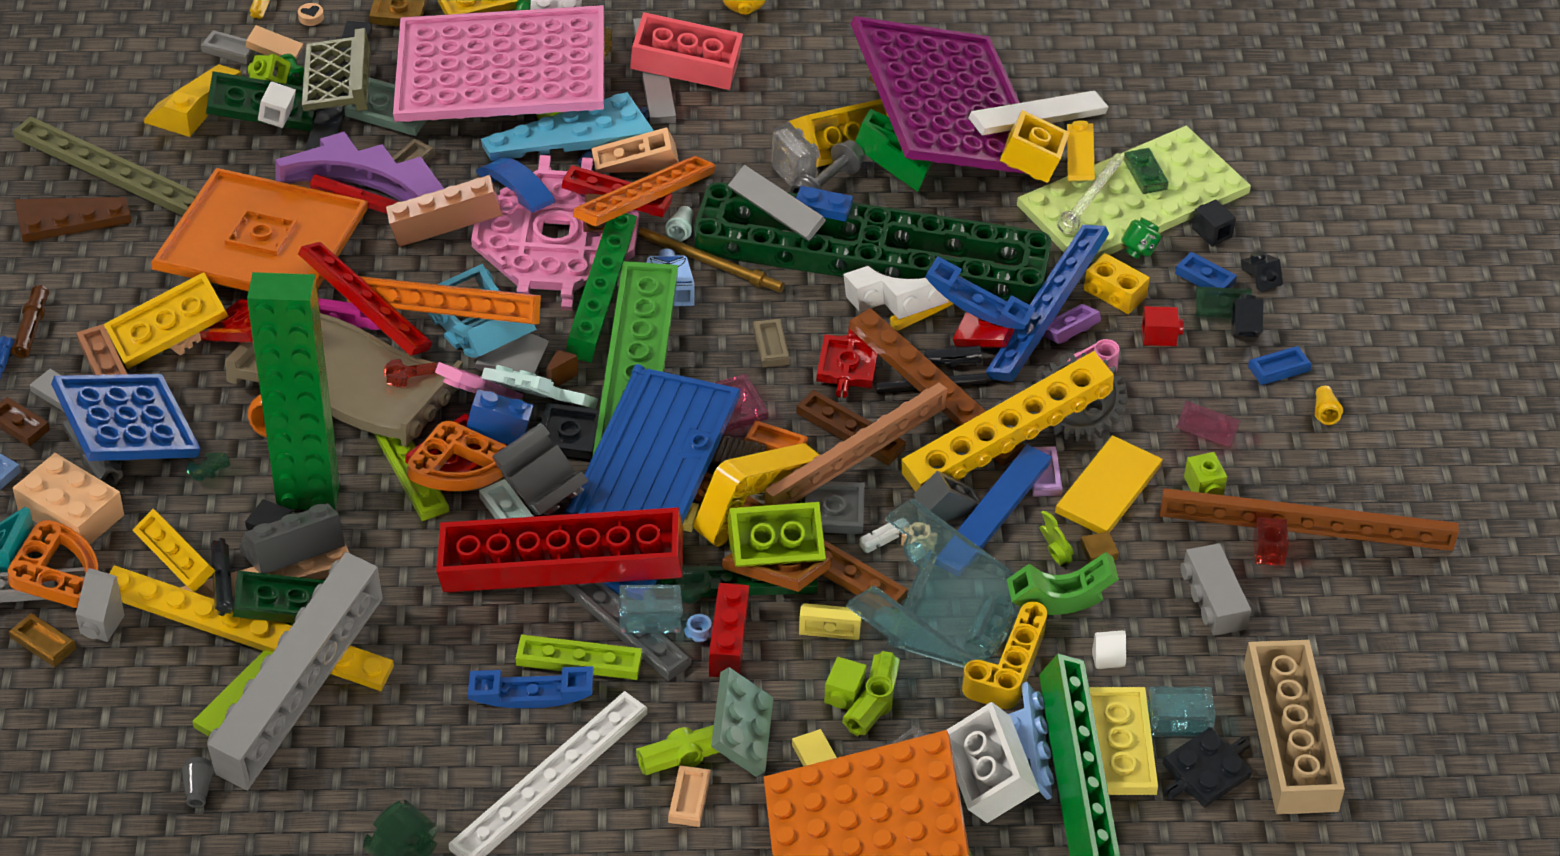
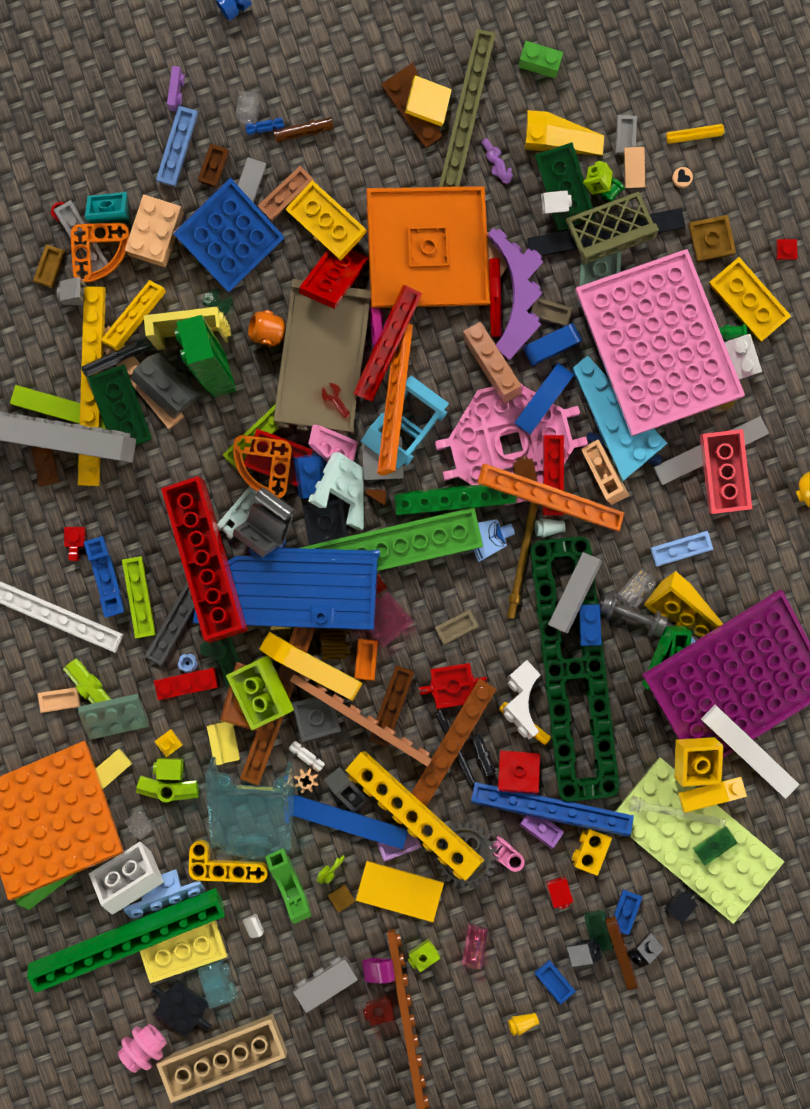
camera: 75 degrees right, 40 degrees up
(74, 193) = (428, 101): none -> yellow tile
(90, 86) = (540, 59): none -> bright green brick
(198, 160) = (493, 156): none -> medium lavender animal
(225, 462) = (163, 324): none -> light yellow panel
(331, 720) = (45, 466): none -> reddish brown plate
(449, 160) = (552, 344): none -> blue beam
(459, 712) = (74, 538): none -> red plate
(650, 608) = (181, 630): clear light blue brick -> none
(762, 121) = (681, 548): none -> light blue tile
(806, 681) = (168, 743): none -> yellow tile
(975, 300) = (525, 764): blue slope -> none
(1141, 238) = (642, 858): green head -> none
(1212, 520) = (378, 970): none -> magenta beam
(1253, 812) = (144, 1046): none -> bright pink piece
(1287, 287) = (622, 953): none -> reddish brown beam

